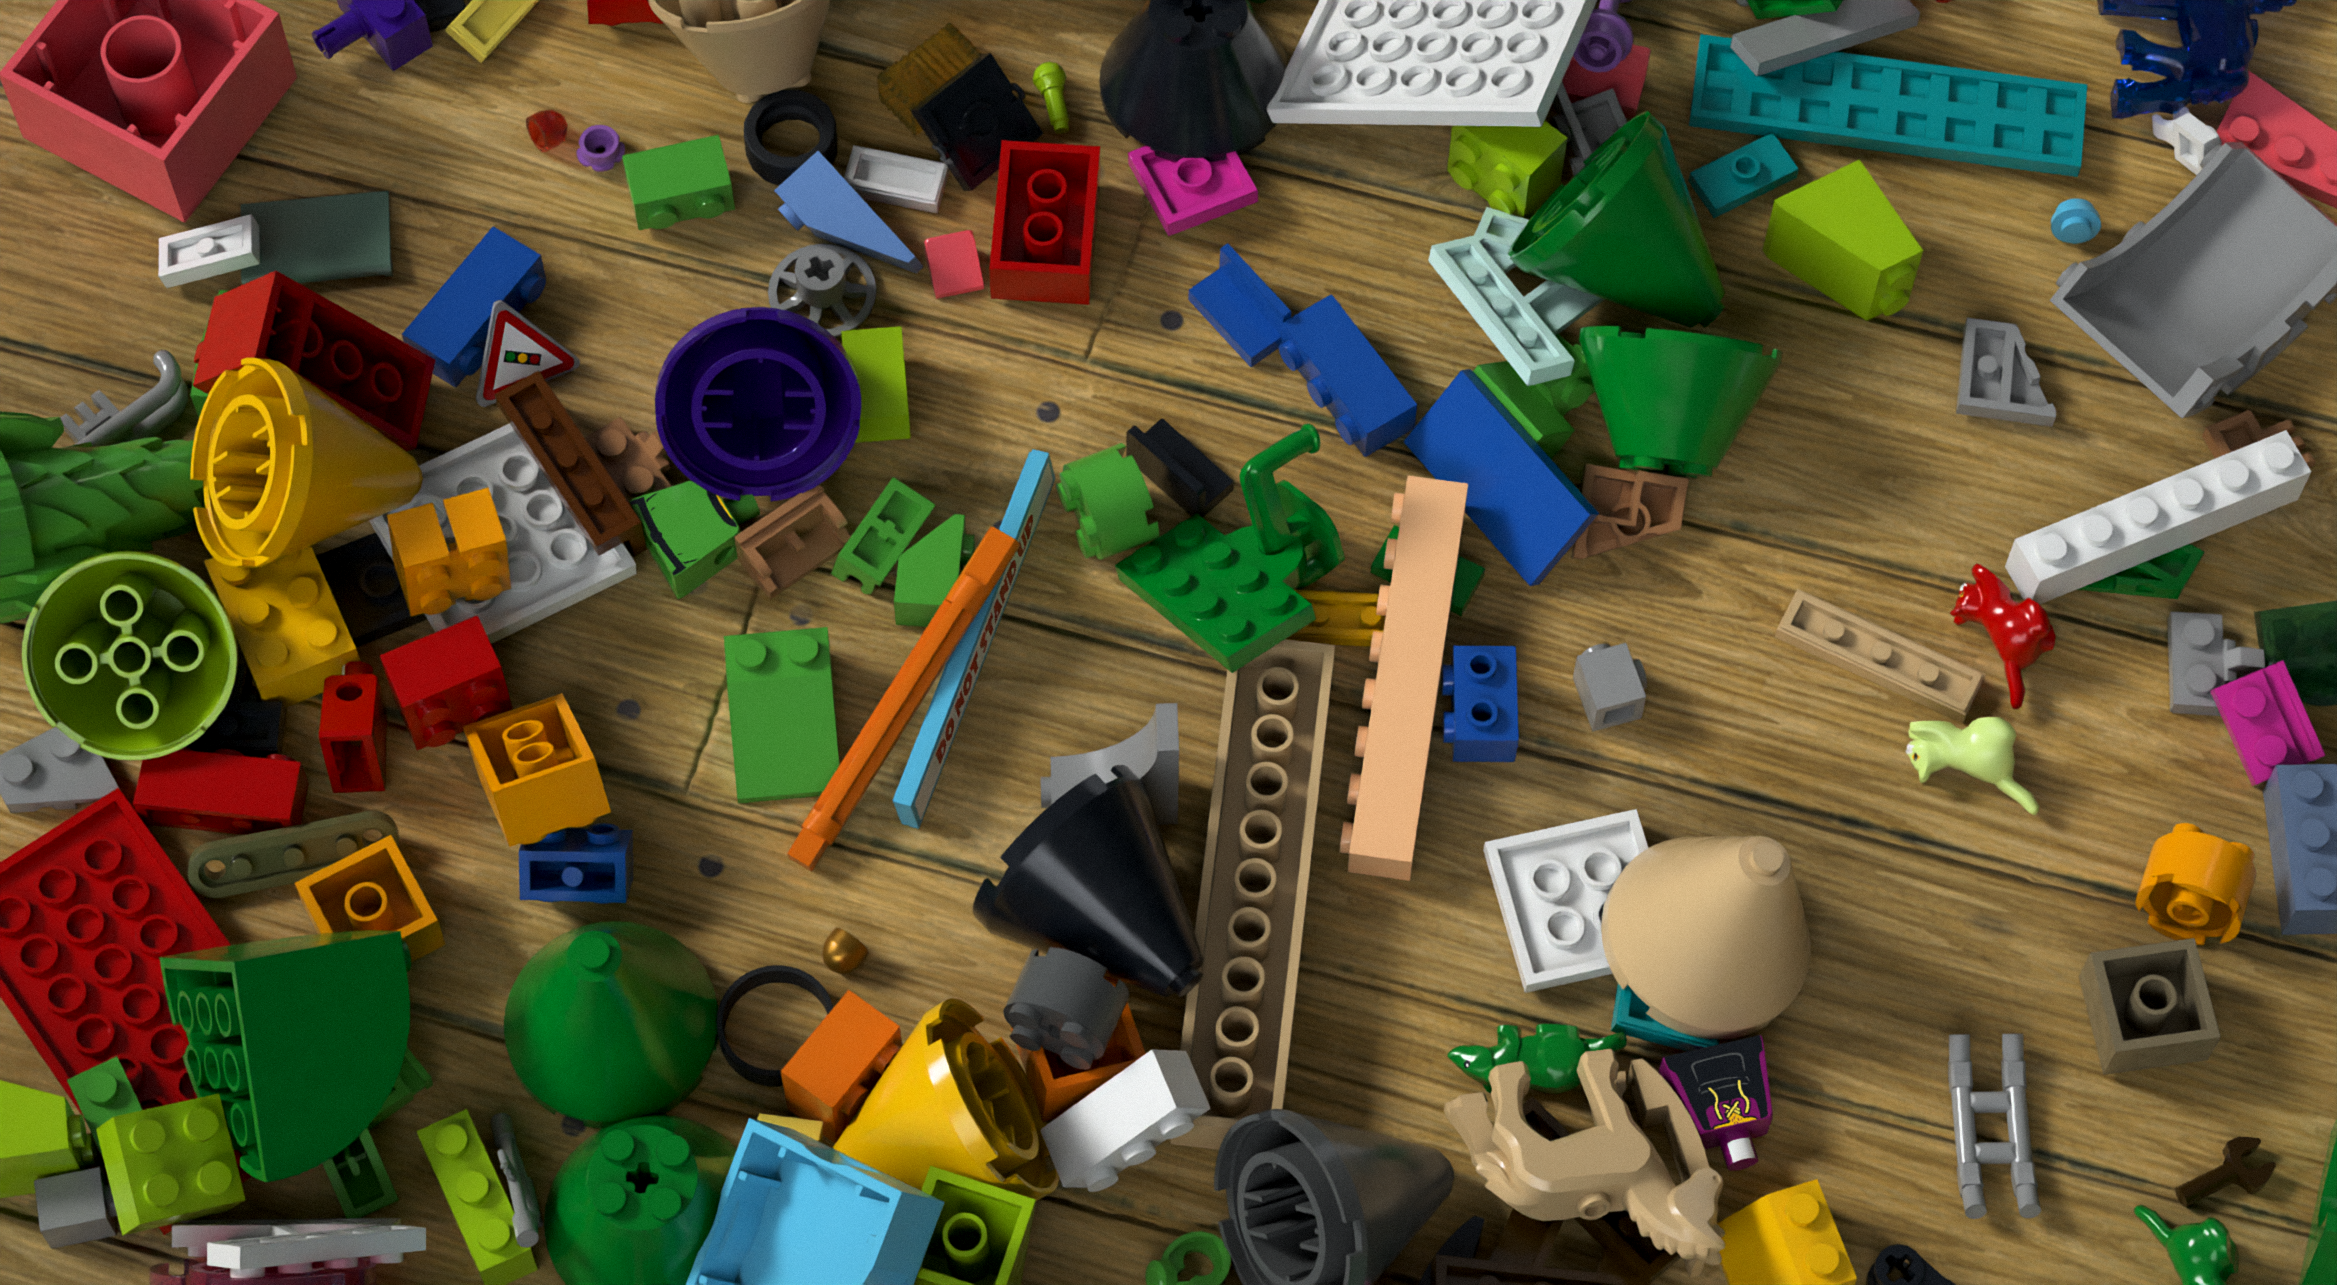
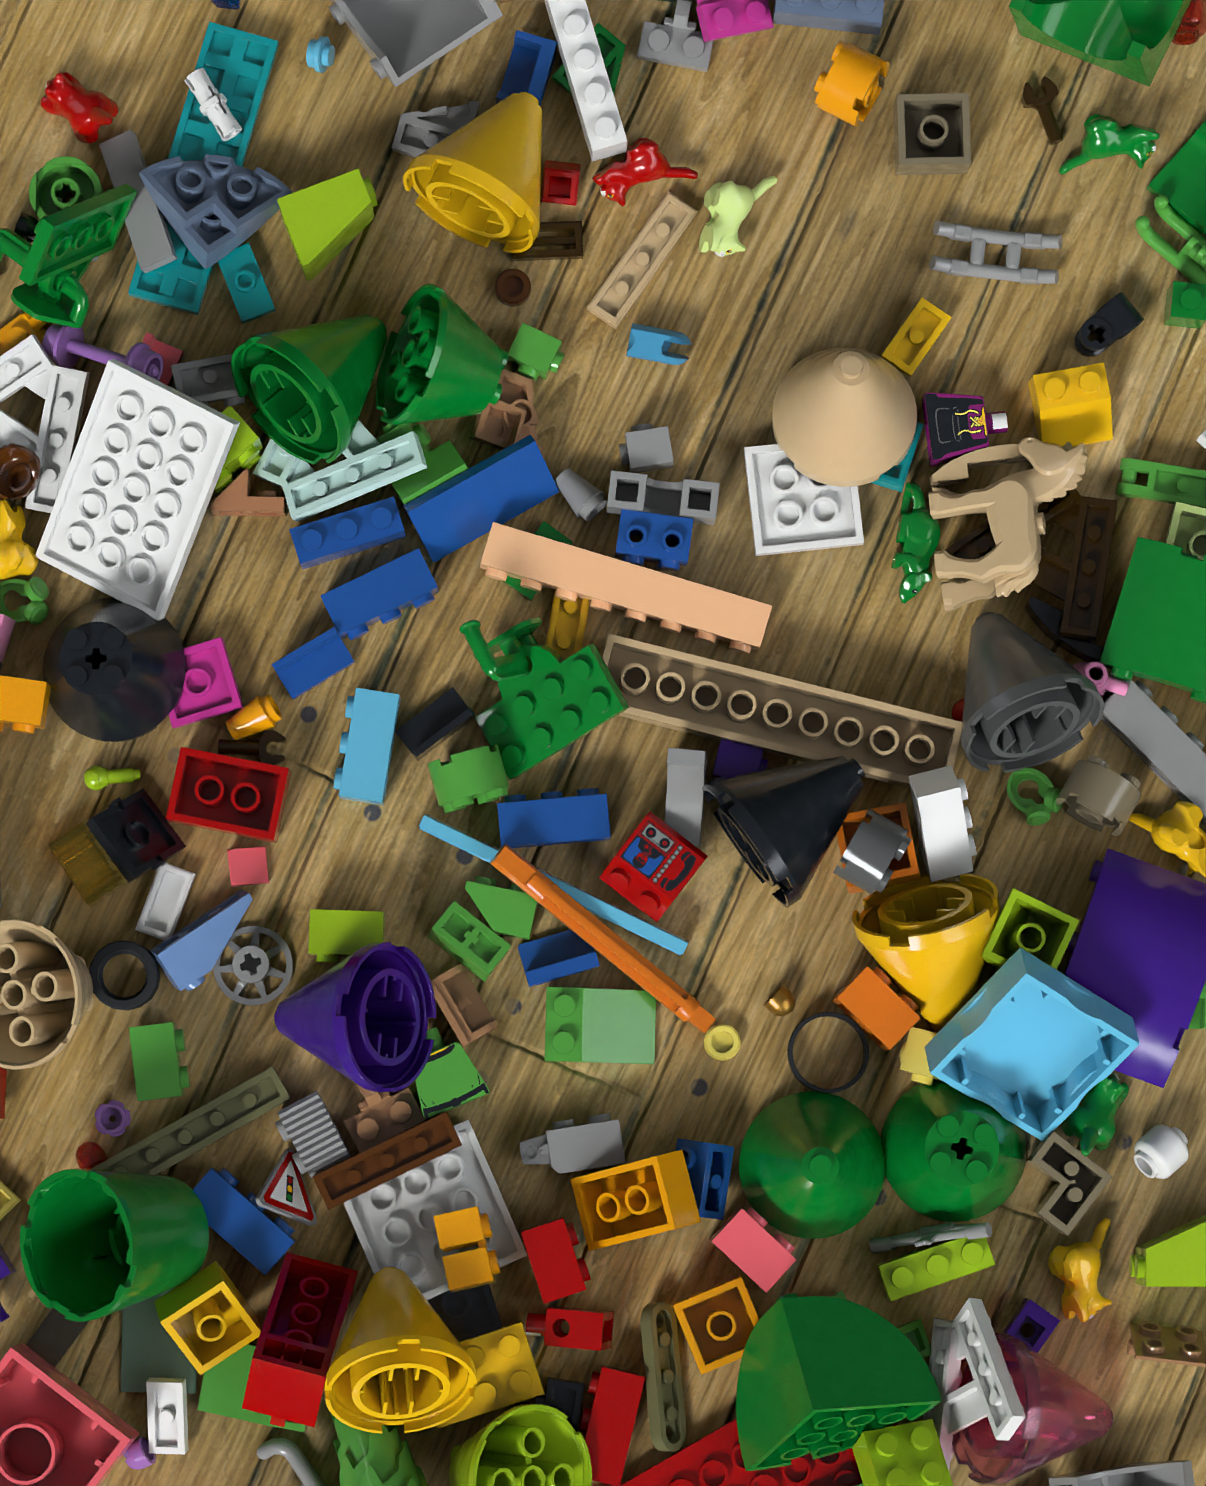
camera: 90 degrees left, 20 degrees up
(158, 223) = (138, 1454): none -> medium lavender hinge
(315, 123) = (55, 1337): none -> clear smoke tile
(340, 255) = (208, 1318): none -> yellow brick
(430, 125) = (110, 1240): none -> green cone
(480, 940) = (753, 1248): none -> coral brick
(583, 234) = (201, 1126): none -> olive plate
(601, 377) = (313, 1135): none -> light grey brick
(610, 708) = (577, 1147): none -> light grey hinge
(777, 884) = (722, 1042): none -> light yellow tile
(869, 650) = (556, 957): none -> blue panel
(1011, 747) = (653, 866): none -> red slope
(1066, 625) = (554, 819): none -> blue brick
(1116, 261) = (257, 747): none -> dark brown bar
(1135, 386) = (367, 746): none -> medium azure brick
(1158, 251) = (254, 717): none -> light orange cone
(1185, 844) = (736, 759): none -> dark purple brick
(1421, 319) = (347, 533): none -> blue brick
(1451, 197) = (237, 500): none -> nougat slope
(1529, 610) = (580, 494): none -> light grey cone
(1544, 729) = (681, 499): none -> light grey arch
(1718, 527) = (535, 353): none -> bright green brick
(1762, 680) = (653, 343): none -> dark azure piece
(1806, 496) = (513, 287): none -> reddish brown tile
(1841, 104) = (212, 202): none -> sand blue brick
(1843, 1027) = (916, 337): none -> yellow plate
(1888, 568) = (561, 254): none -> dark brown tile
(1958, 415) = (486, 176): none -> yellow cone
(1967, 538) = (560, 182): none -> red slope
(1974, 95) = (213, 104): none -> white pin
(2095, 478) = (528, 66): none -> blue panel

